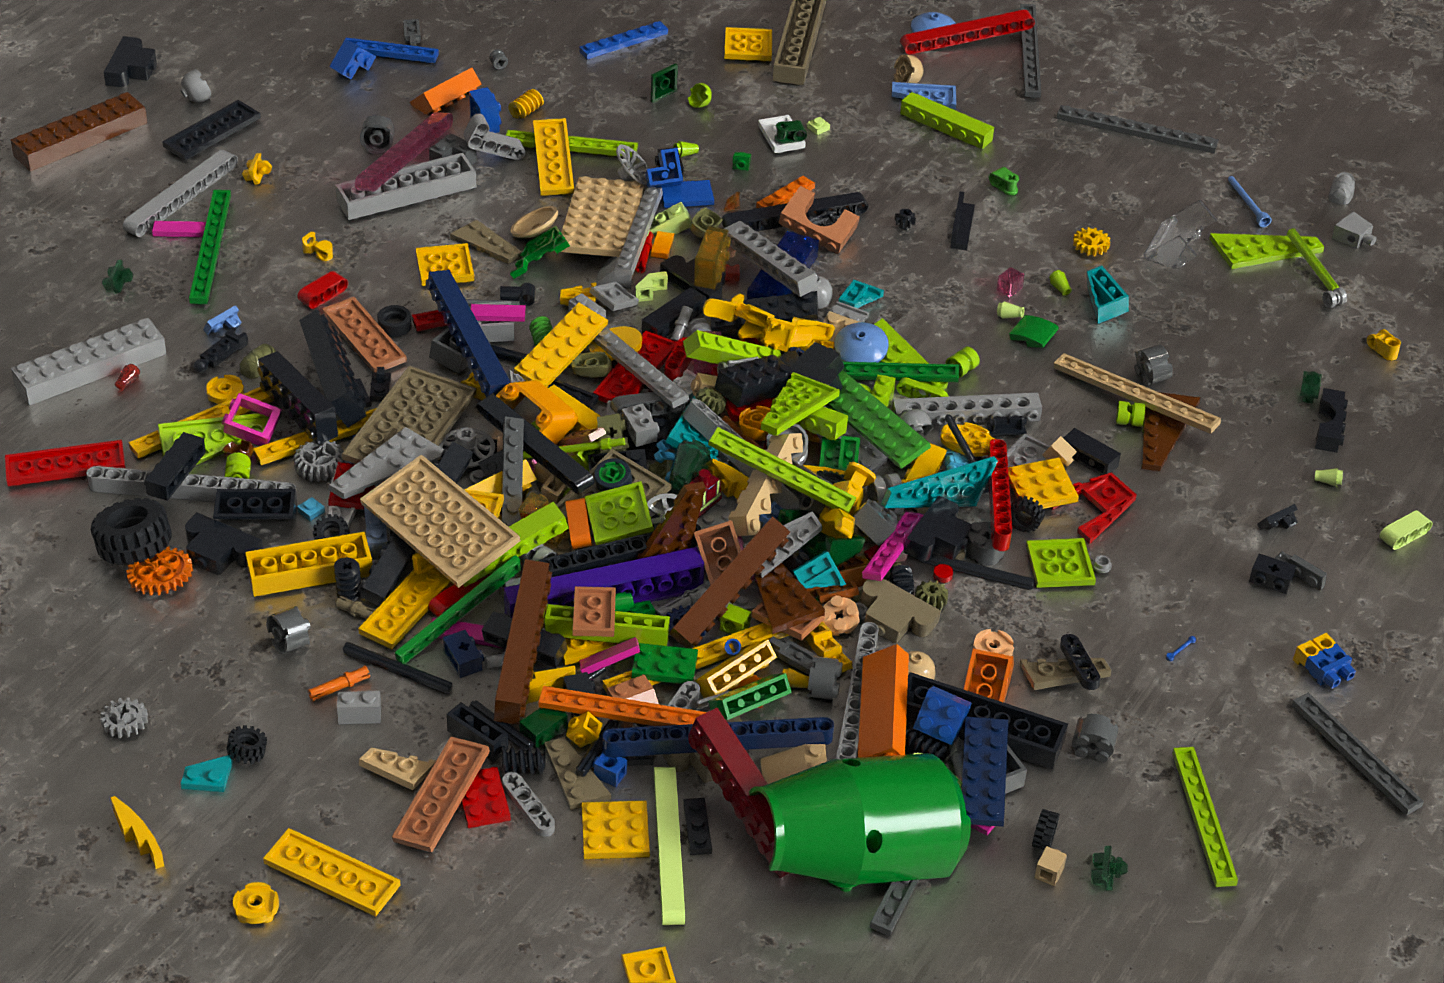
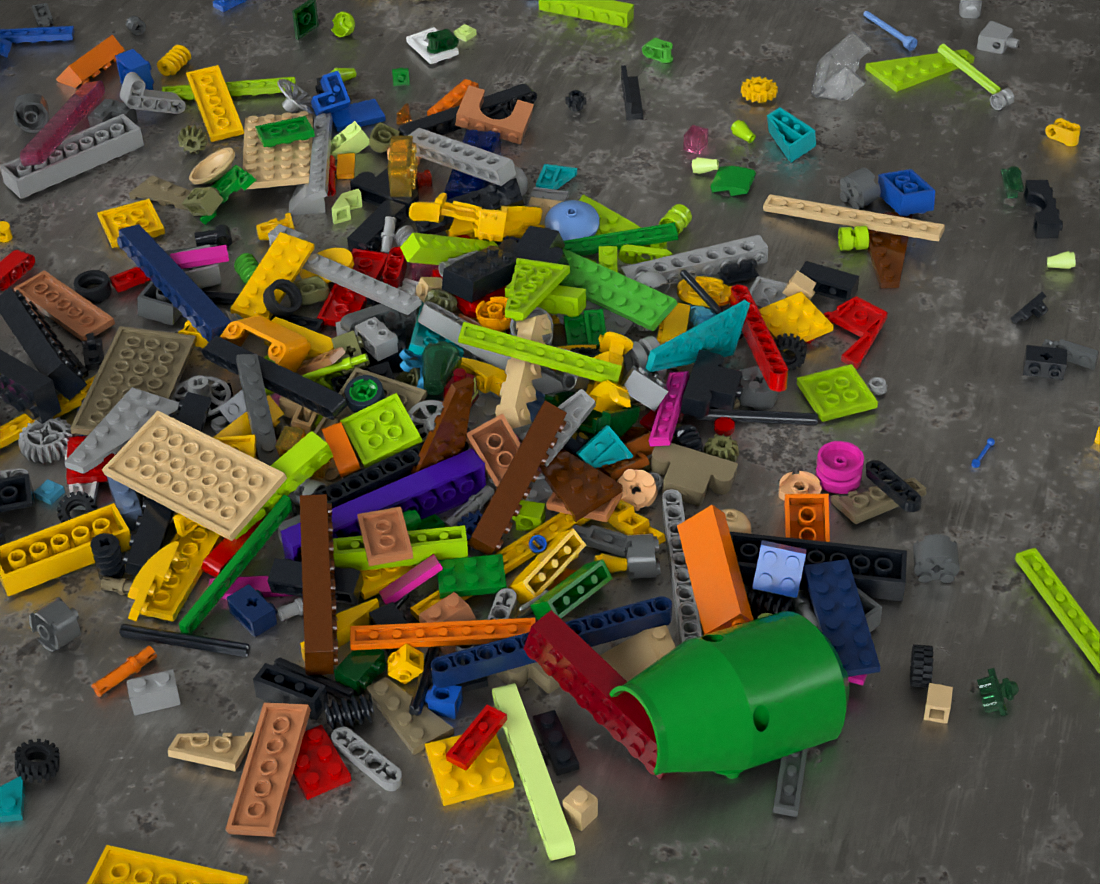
camera: 10 degrees left, 0 degrees up
(381, 604) = (152, 576): none -> yellow slope
(516, 256) = (203, 201): none -> olive brick
(522, 190) = (192, 139): none -> olive gear
(574, 361) = (292, 292): none -> black tyre
(611, 200) = (284, 131): none -> green plate
(614, 296) = (312, 221): light grey tile -> none
(627, 806) = (476, 737): none -> red plate
(700, 886) = (580, 807): none -> tan brick
(1036, 634) = (839, 467): none -> dark pink wheel
(1198, 377) = (906, 192): none -> blue brick

